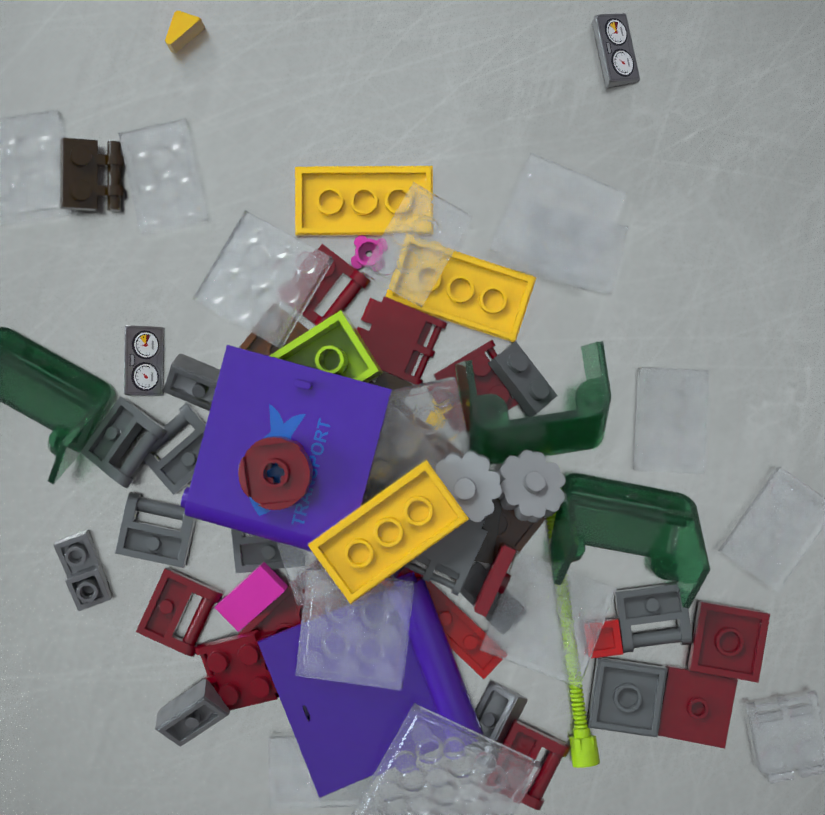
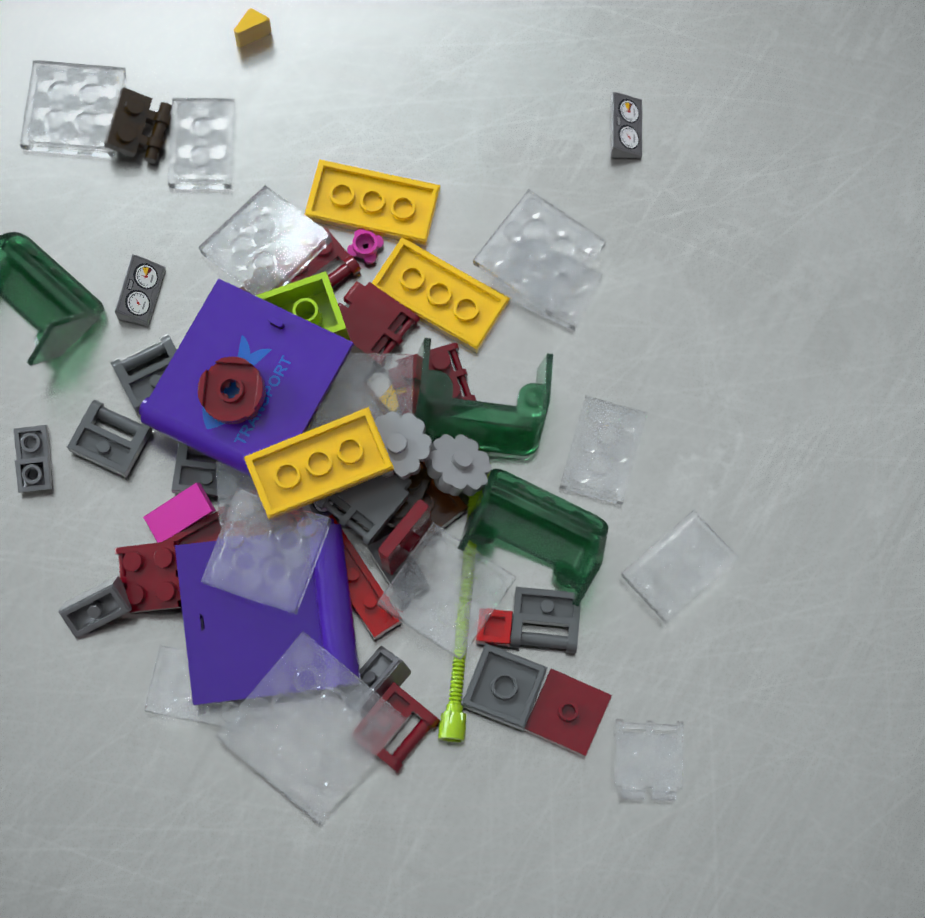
camera: 10 degrees right, 15 degrees down
(115, 437) = (98, 346): dark grey plate -> none
(168, 607) = (102, 506): dark red plate -> none
(192, 381) = (174, 316): flat silver slope -> none
(417, 244) = (409, 245): clear plate -> none
(522, 379) = (474, 376): dark grey plate -> none
(728, 641) = (611, 657): dark red plate -> none

